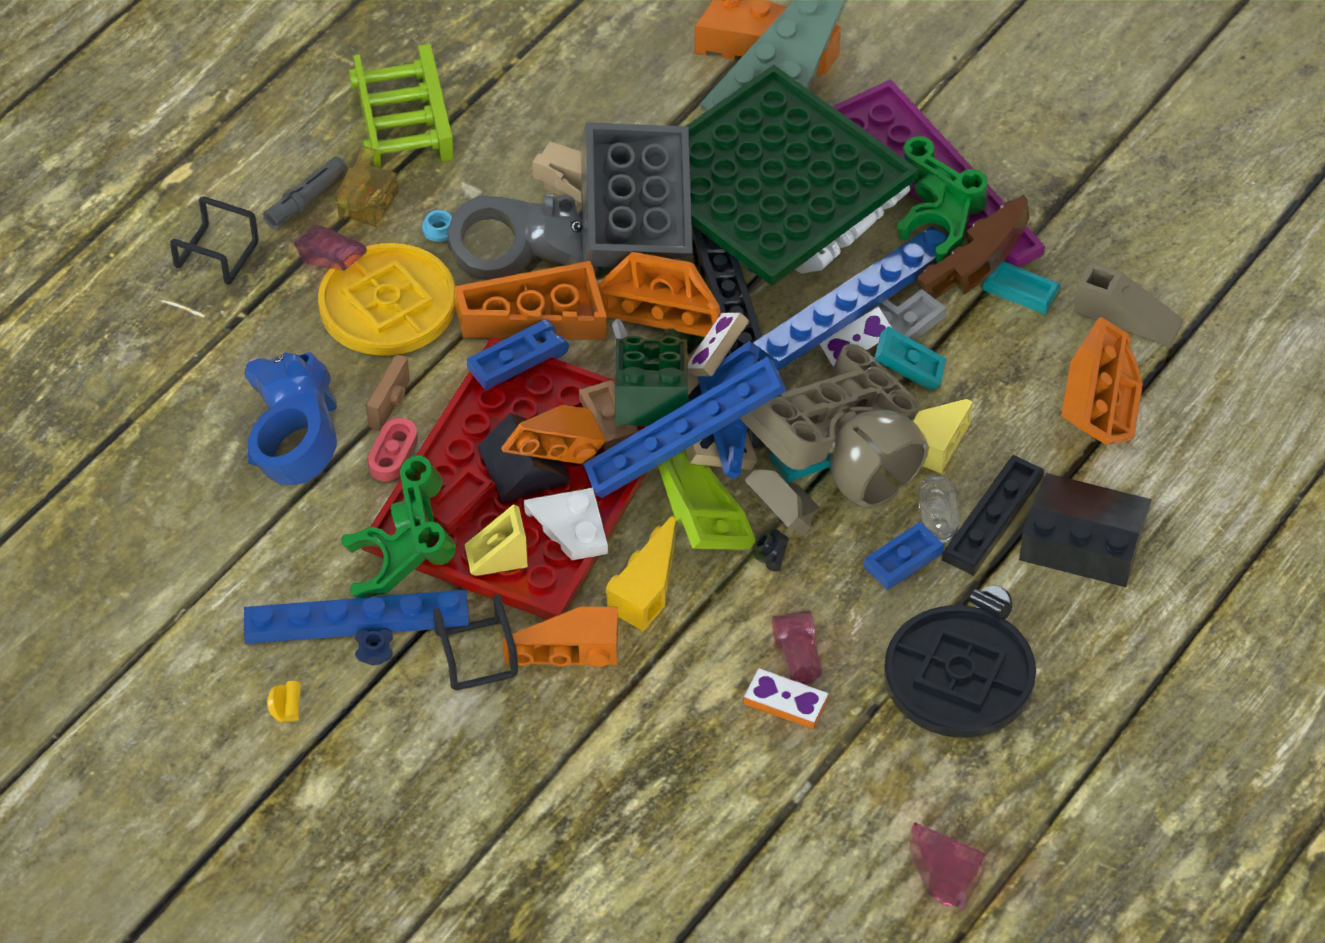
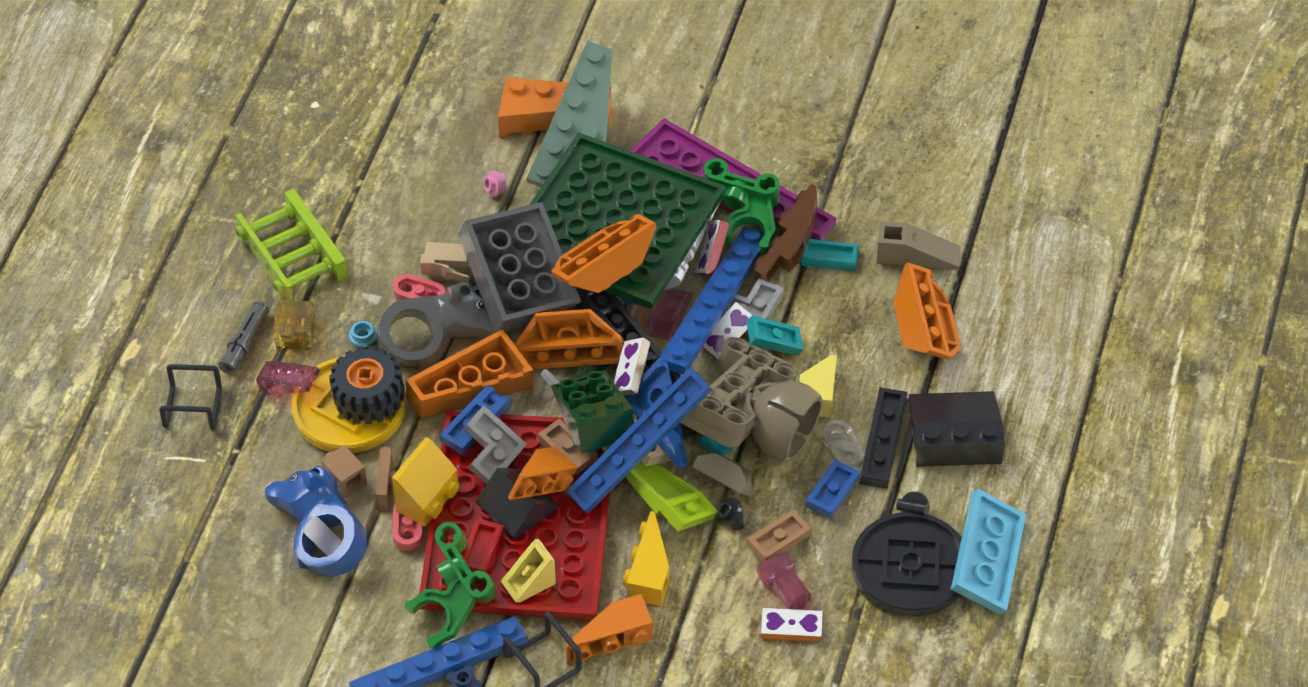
camera: 20 degrees left, 0 degrees up
(283, 430) = (322, 535): none -> white sticker
(346, 370) = (346, 470): none -> medium nougat brick
(410, 280) = (367, 385): none -> black wheel
(421, 406) = (424, 483): none -> yellow slope
(521, 187) = (417, 286): none -> coral plate
(530, 385) = (499, 443): none -> light grey plate
(571, 521) = (576, 538): white wing -> none
(663, 100) = (494, 183): none -> bright pink plate
(736, 208) = (606, 255): none -> orange wedge
(798, 297) = (668, 315): none -> clear pink slope
(816, 590) = (779, 536): none -> medium nougat plate
(879, 238) = (712, 247): none -> tile
(1058, 684) = (988, 551): none -> medium azure plate

